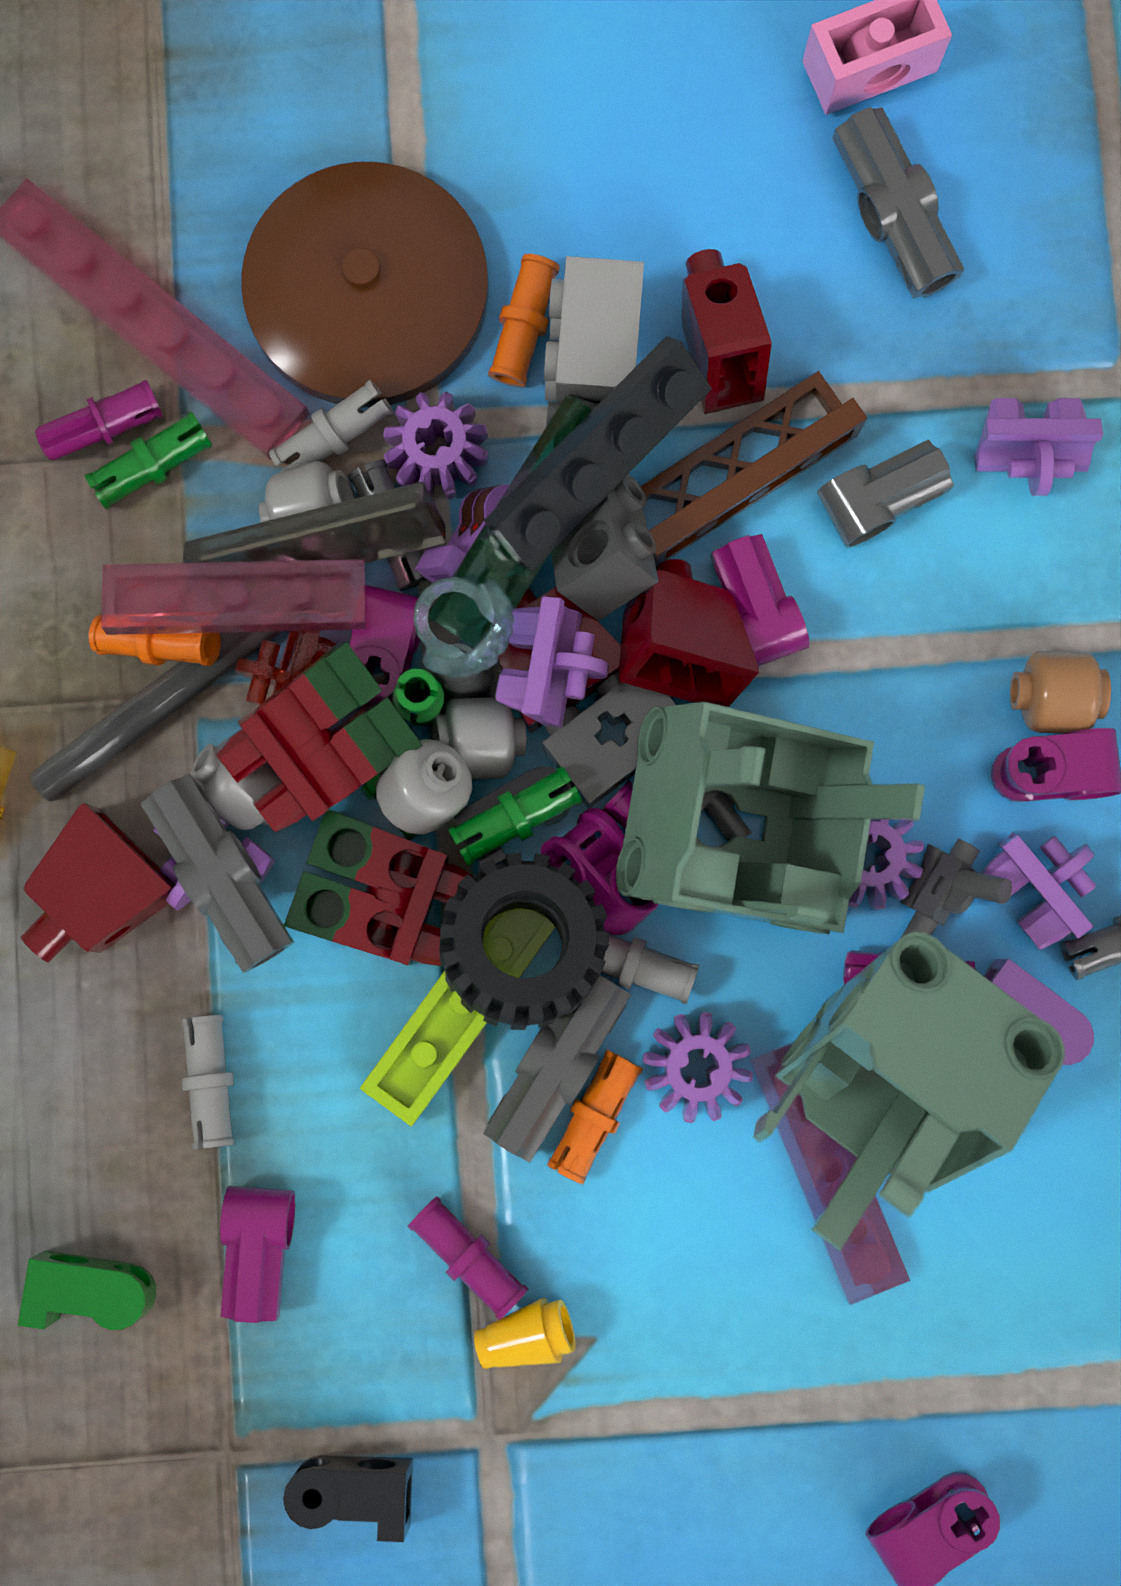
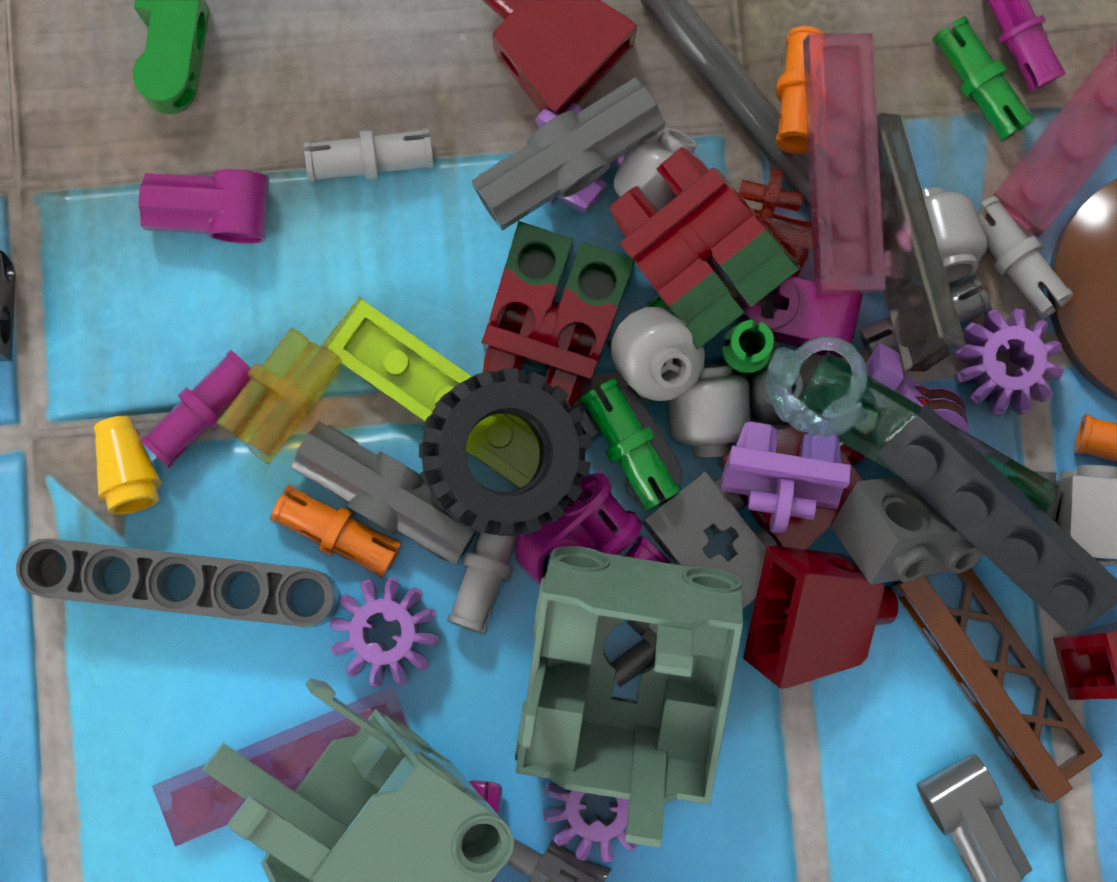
camera: 85 degrees right, 0 degrees up
(452, 1170) = (283, 392): none -> clear yellow piece
(650, 1309) = (149, 578): none -> dark grey beam
(768, 615) = (846, 698): magenta piece -> none

